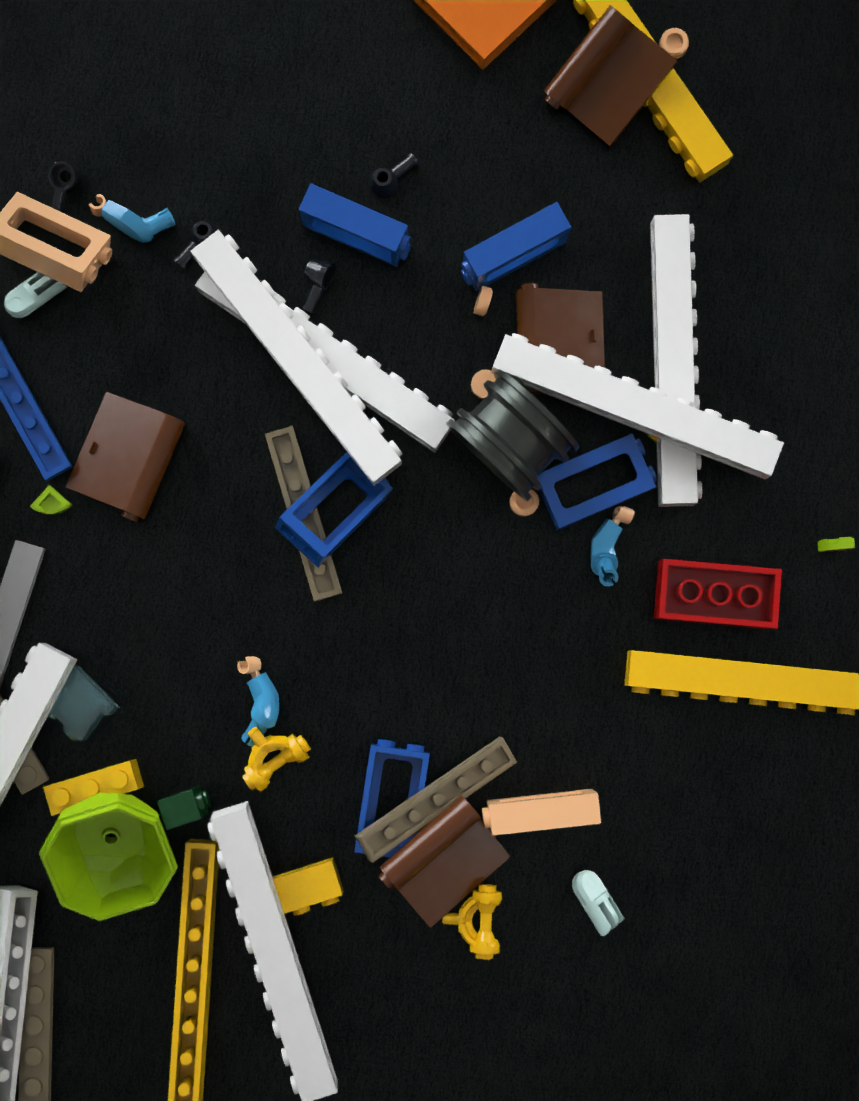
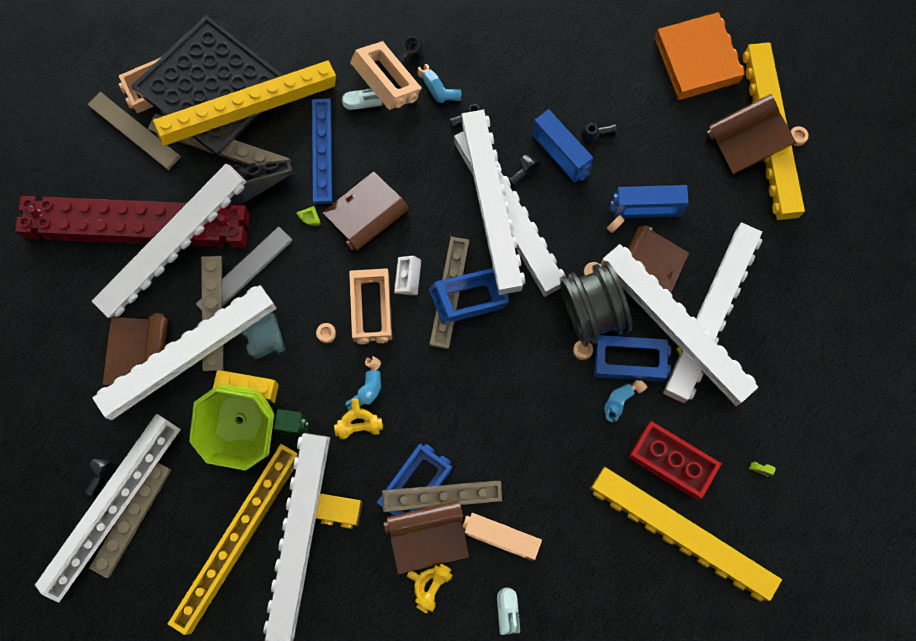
camera: 30 degrees right, 10 degrees down
(163, 655) = (326, 333): none -> light nougat tile
(166, 563) = (357, 278): none -> light nougat piece
(233, 518) = (407, 275): none -> white slope

